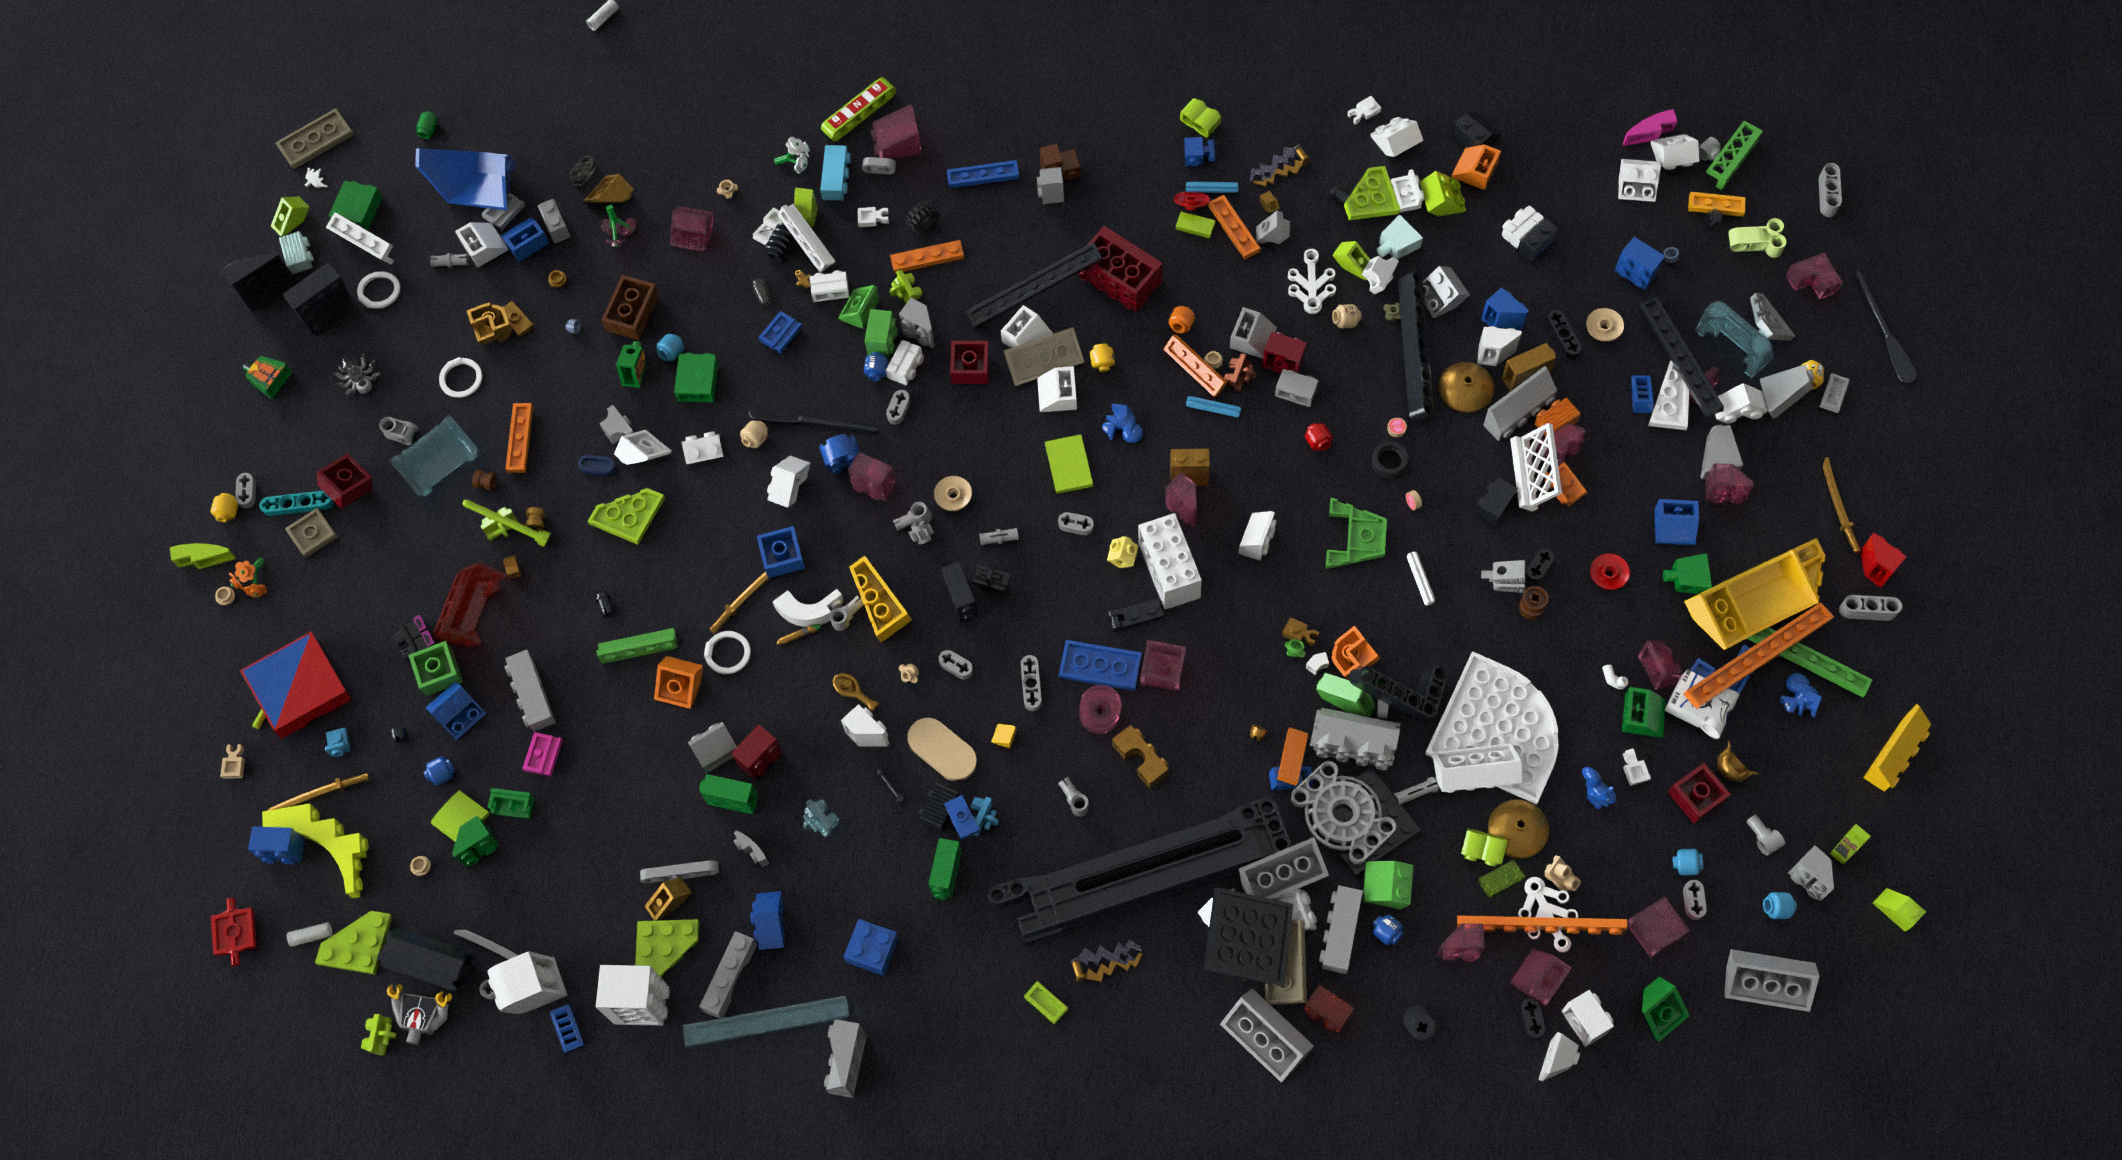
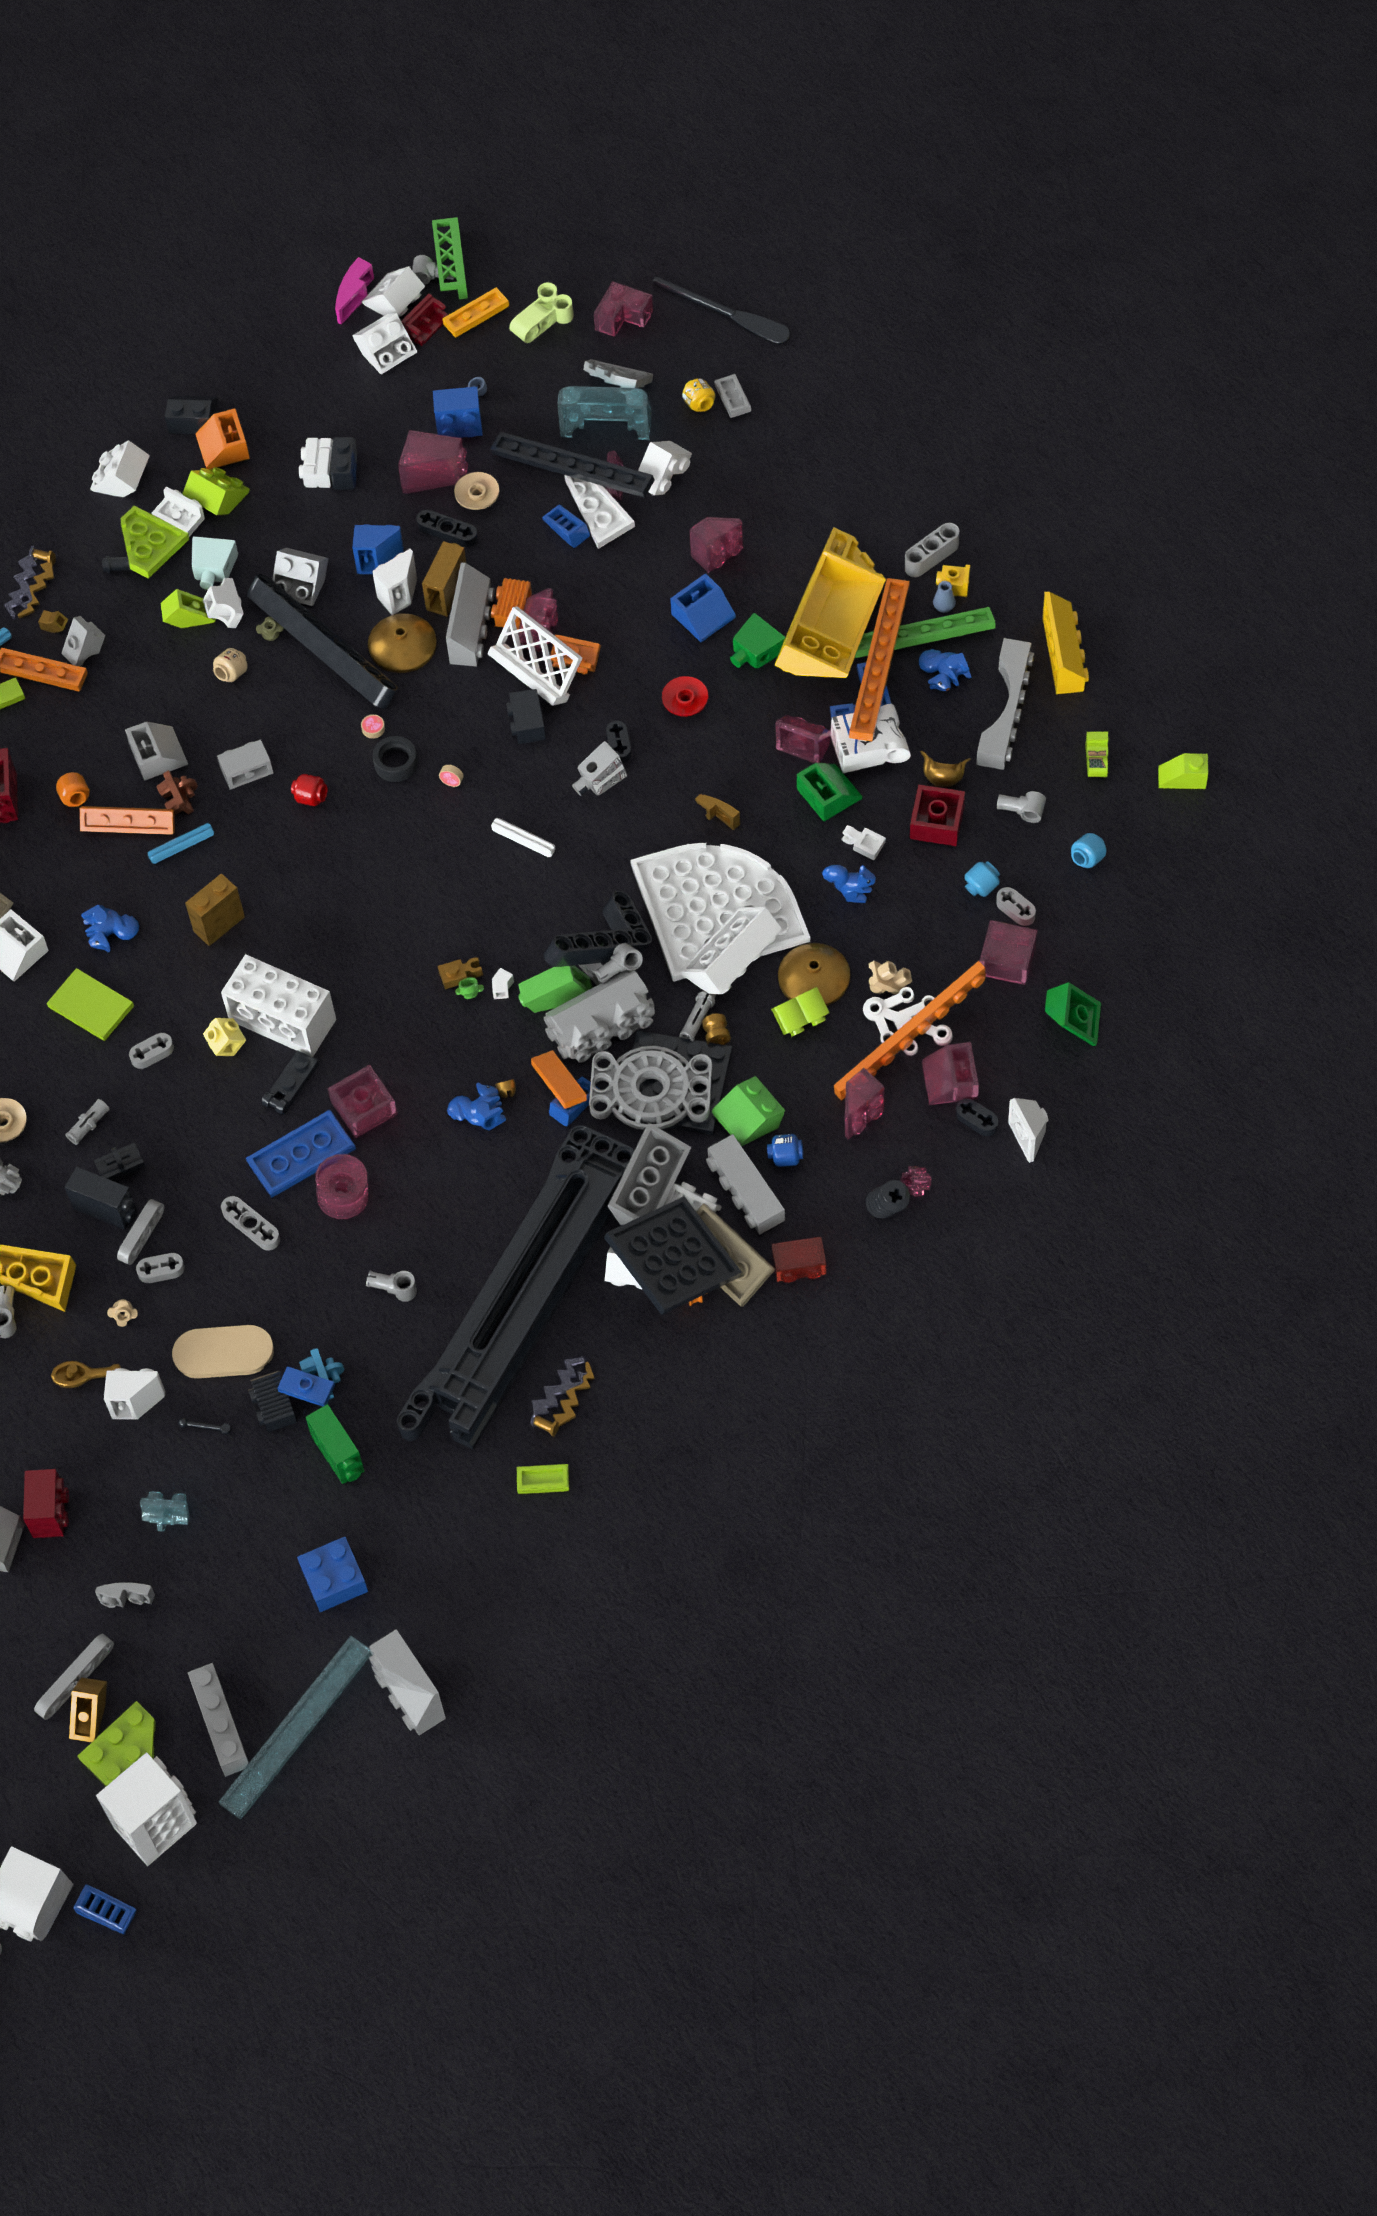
camera: 45 degrees left, 5 degrees down
(729, 794) = (54, 1563): green brick -> none
(768, 921) = (211, 1635): blue brick -> none
(964, 632) = (140, 1232): none -> light grey beam
(1004, 735) = (270, 1288): yellow slope -> none
(1102, 357) = (28, 883): yellow head -> none
(1131, 742) = (400, 1191): pearl gold arch -> none
(1182, 498) = (234, 939): clear pink slope -> none
(1214, 359) = (139, 800): tan plate -> none
(1226, 733) = (482, 1112): none -> blue animal
(1257, 535) = (338, 917): white slope -> none
(1266, 1035) = (766, 1329): light grey slope -> none
(1283, 353) = (204, 740): dark red brick -> none
(1312, 284) = (166, 664): white plant -> none
(1352, 652) = (525, 946): orange brick -> none
(1365, 535) = (435, 840): bright green wing -> none
(1366, 109) = (63, 469): white plate -> none
(1396, 715) = (618, 963): none -> light grey pin
(1420, 810) = (716, 1029): none -> pearl gold wheel
(1450, 1026) = (916, 1180): none -> clear pink gear
(1501, 878) = (839, 1027): clear neon green plate -> none
(1533, 602) = (644, 775): reddish brown wheel -> none
(1558, 661) = (722, 810): none -> pearl gold slope
(1588, 1017) = (1022, 1072): white brick -> none
(1591, 282) = (431, 461): none -> clear pink slope
(1612, 679) = (774, 785): white arm -> none
(1678, 183) = (424, 320): none -> dark red hinge
(1713, 217) = (484, 325): black plate -> none
(1720, 449) = (678, 517): light grey slope -> none
(1771, 980) = (1138, 916): light grey slope -> none
(1786, 388) = (689, 421): light grey slope -> none
(1787, 776) = (995, 741): none -> light grey arch
(1814, 873) = (1092, 799): light grey slope -> none
(1830, 190) = (564, 226): light grey beam -> none
(1846, 526) = (848, 499): pearl gold sword -> none
(1847, 648) = (944, 598): none -> sand blue cone
(1865, 641) = (958, 578): none -> yellow brick
(1880, 559) = (903, 502): red slope -> none

